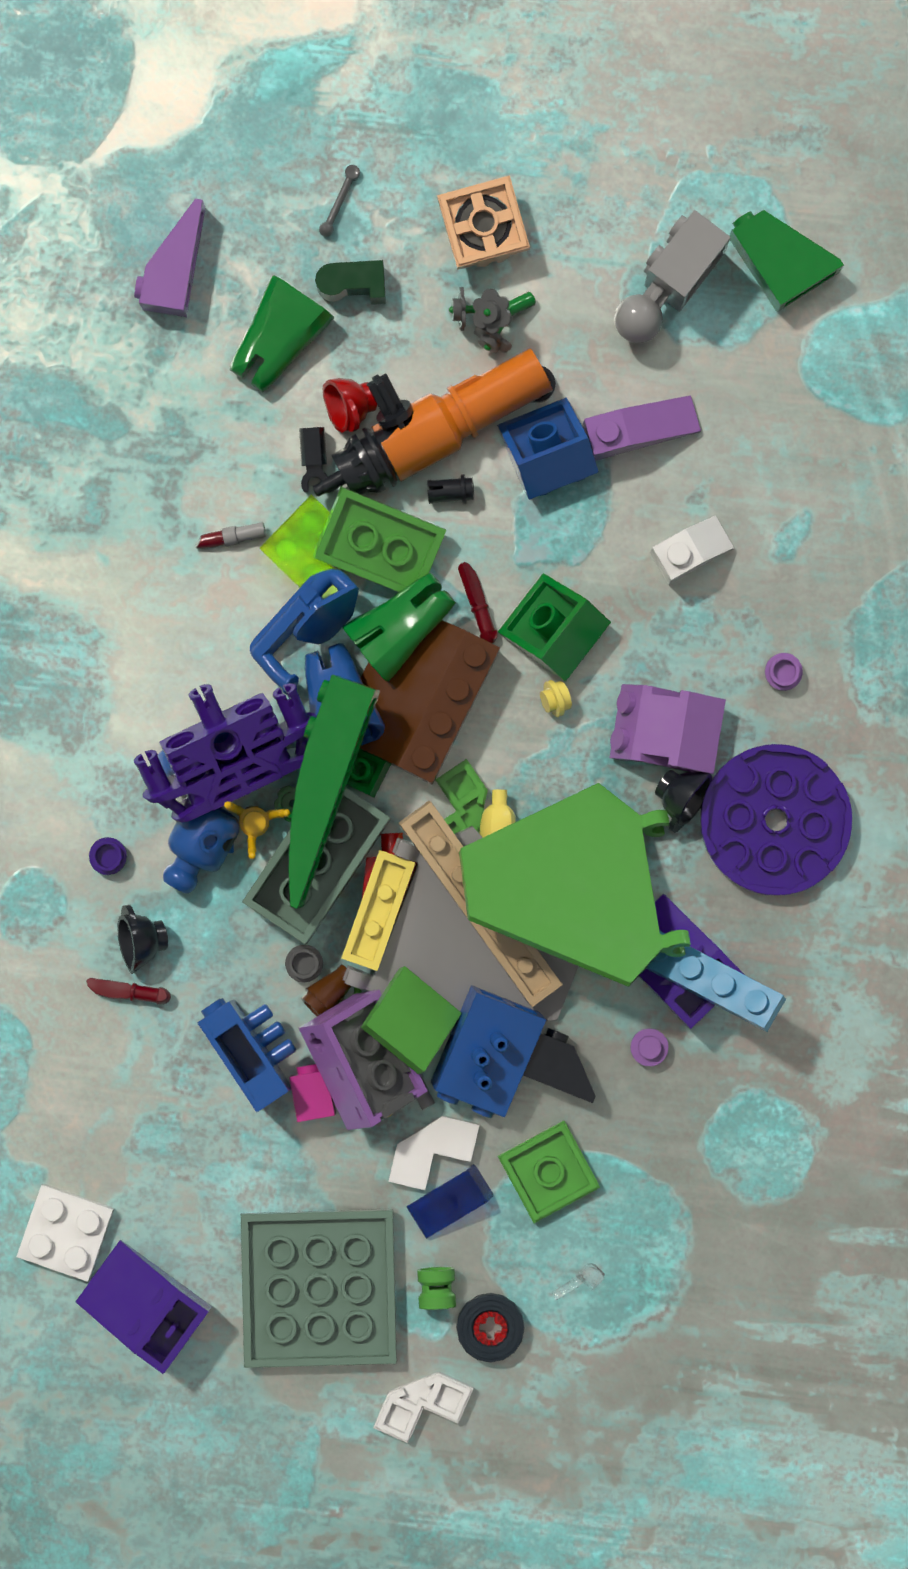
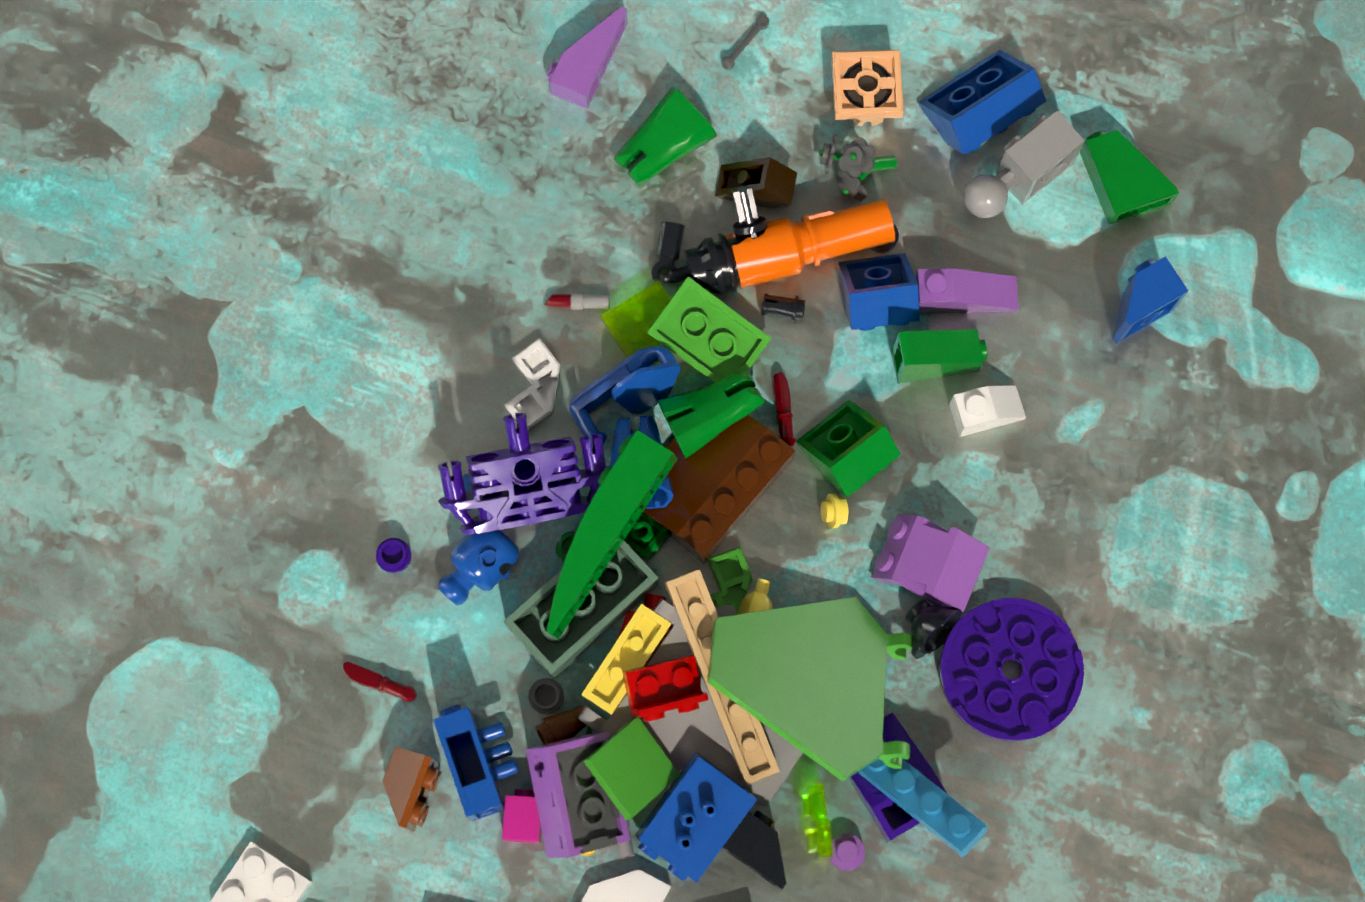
camera: 10 degrees right, 10 degrees down
(139, 938) = (402, 635): black piece -> none
(186, 1091) = (408, 785): none -> dark orange slope
(212, 622) = (543, 374): none -> white tile
(254, 822) = (533, 554): yellow plant -> none
(347, 403) = (710, 210): red piece -> none
(351, 279) = (740, 108): dark green leg -> none
(398, 356) = (769, 179): none -> dark brown slope
(424, 931) = (664, 688): none -> red bracket
(612, 208) = (983, 101): none -> blue slope
(618, 1041) = (819, 836): none -> clear neon green plate
(626, 504) = (937, 354): none -> green slope
(783, 671) = (1047, 537): medium lavender plate -> none
(833, 388) = (1148, 297): none -> blue slope

